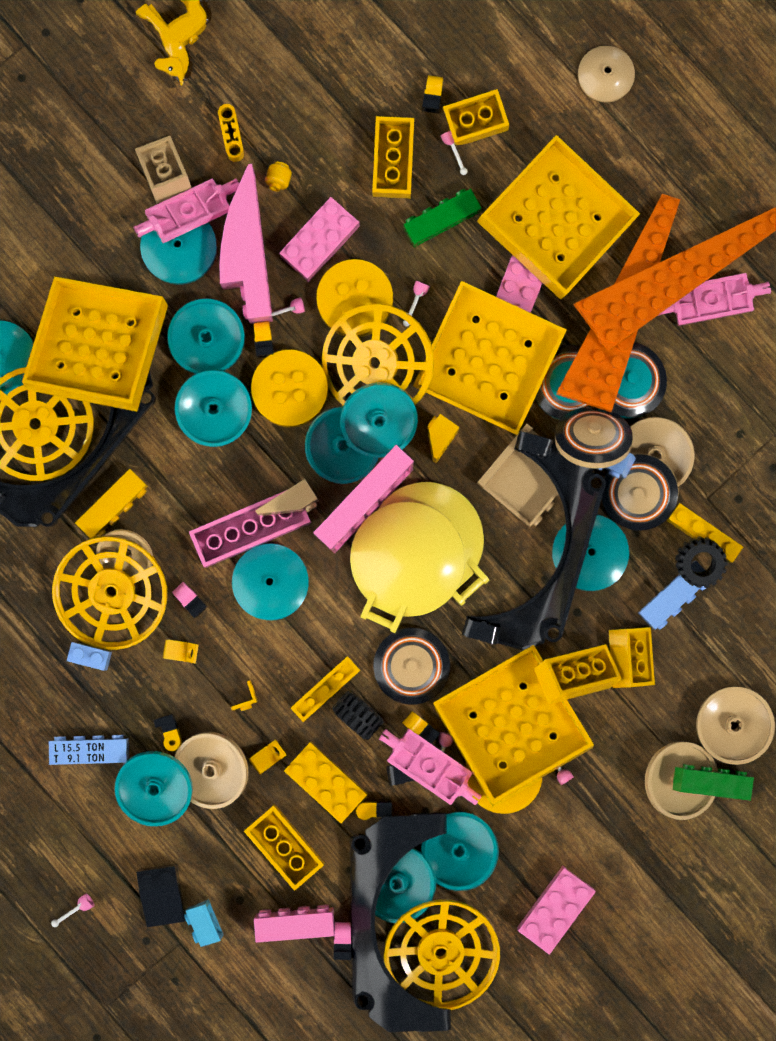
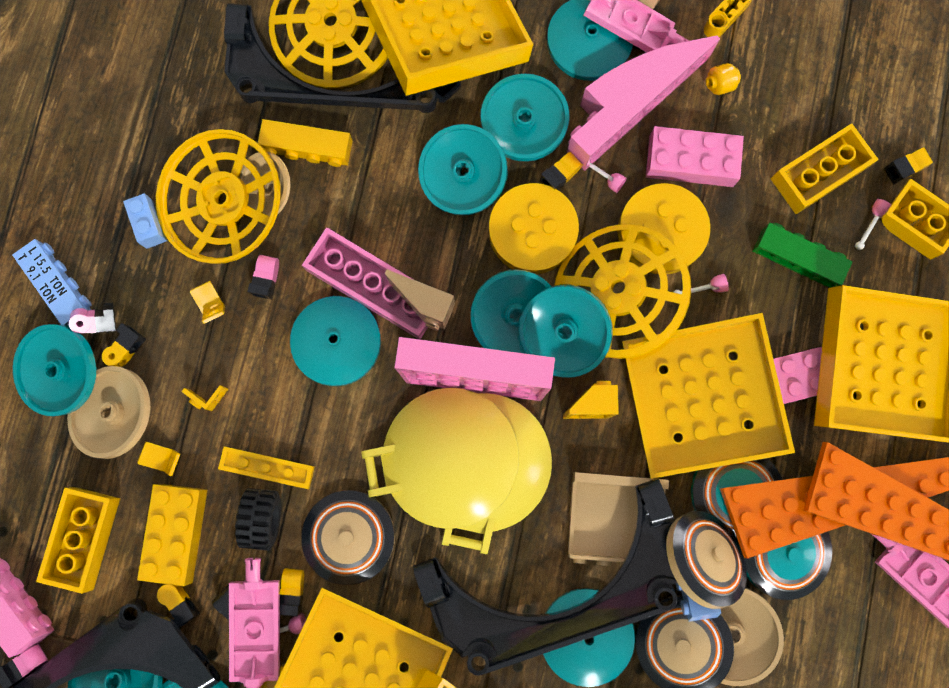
camera: 50 degrees right, 5 degrees down
(138, 737) = (93, 320): none -> leg

